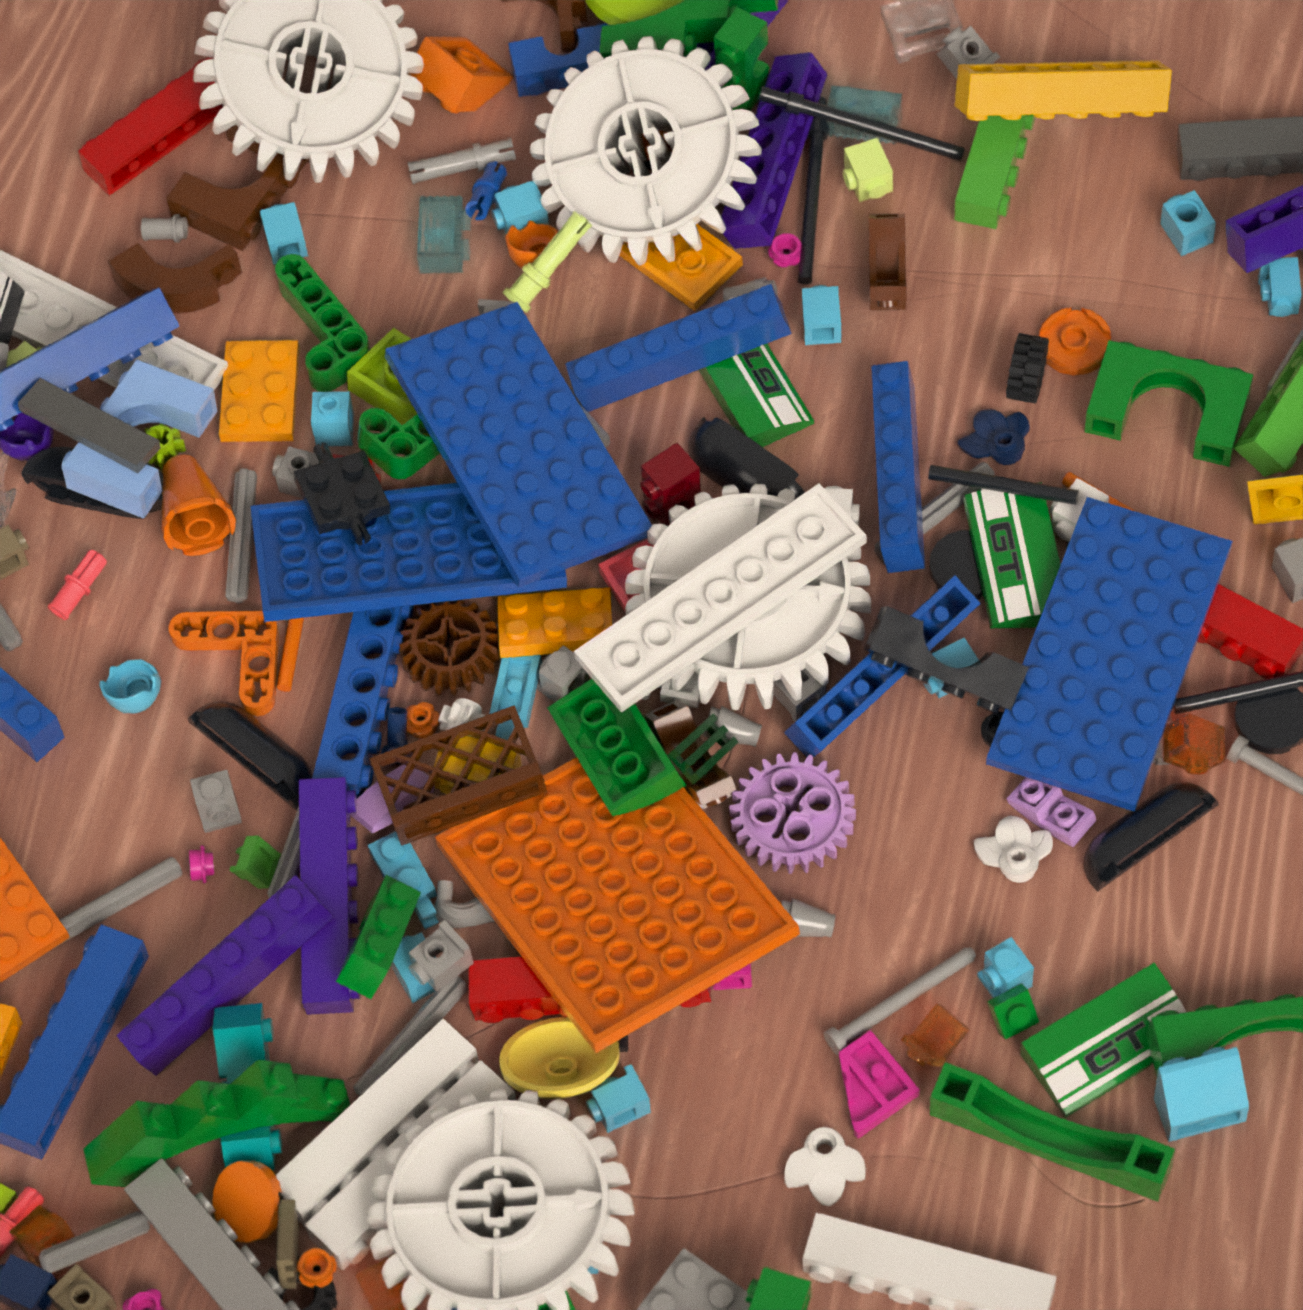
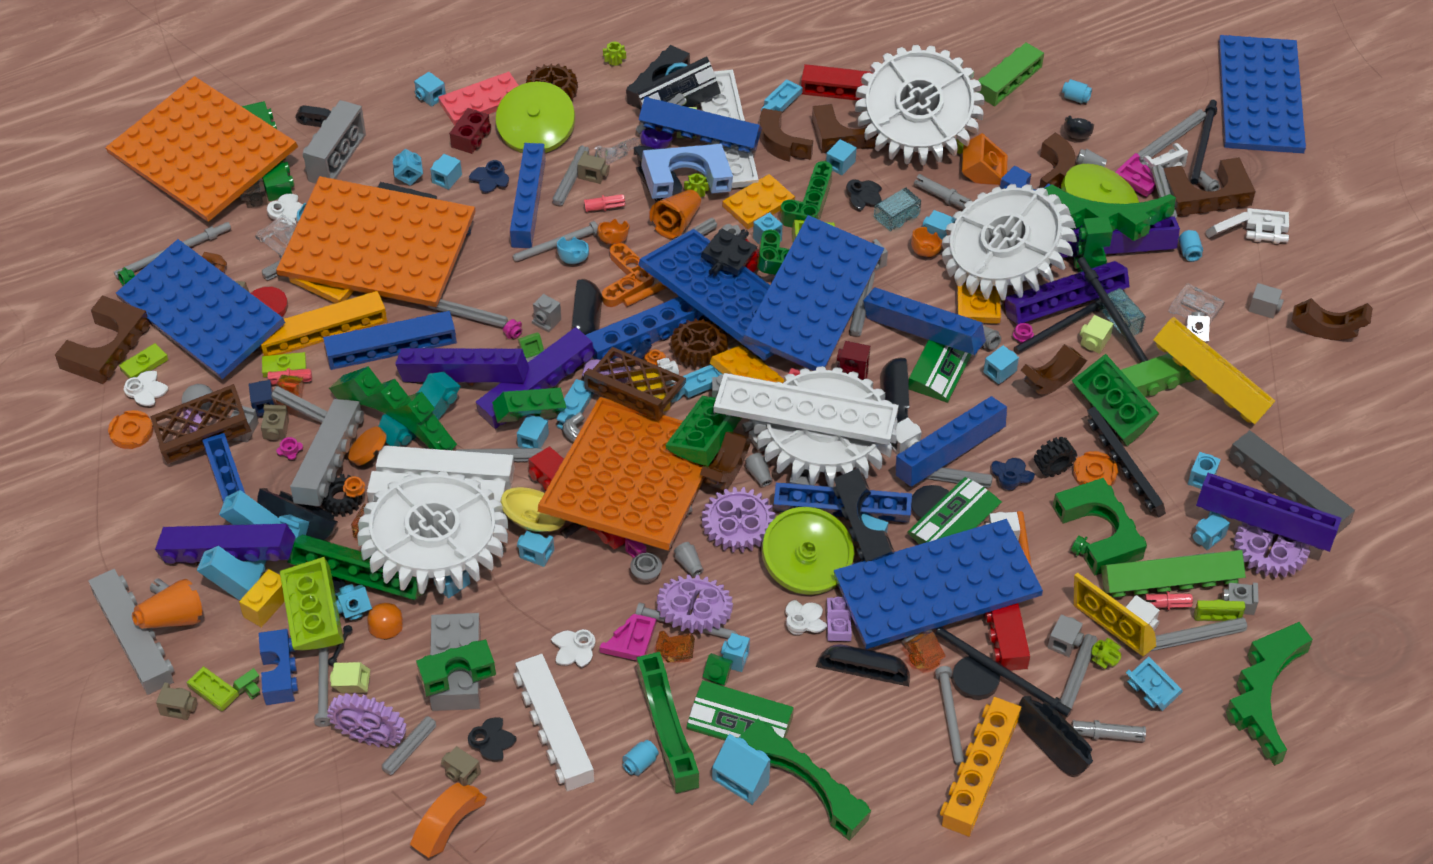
camera: 45 degrees right, 10 degrees down
(89, 425) = (670, 146): dark grey tile -> none
(100, 223) = (782, 96): none -> medium azure plate
(110, 633) = (591, 229): none -> light grey bar
(147, 611) = (613, 232): none -> orange hair
(165, 228) = (805, 122): light grey pin -> none
(287, 1244) = (357, 467): dark tan tile -> none
(371, 254) = (863, 193): none -> black plate
(449, 965) = (537, 431): light grey brick -> none
(484, 190) = (927, 208): blue pin -> none
(537, 274) = (911, 251): yellowish green pin -> none
(717, 735) = (732, 450): dark green tile -> none
(777, 981) = (646, 567): none -> light grey cone
(869, 984) = (709, 610): none -> lavender gear
(922, 766) = (805, 549): none -> lime dish
(997, 230) = (1116, 399): none -> green slope
(1003, 484) = (982, 485): black bar -> none
(1074, 1206) = (640, 757): none -> medium azure brick
(1111, 299) = (1129, 468): none -> black plate
(1178, 447) = (1079, 545): none -> green plate

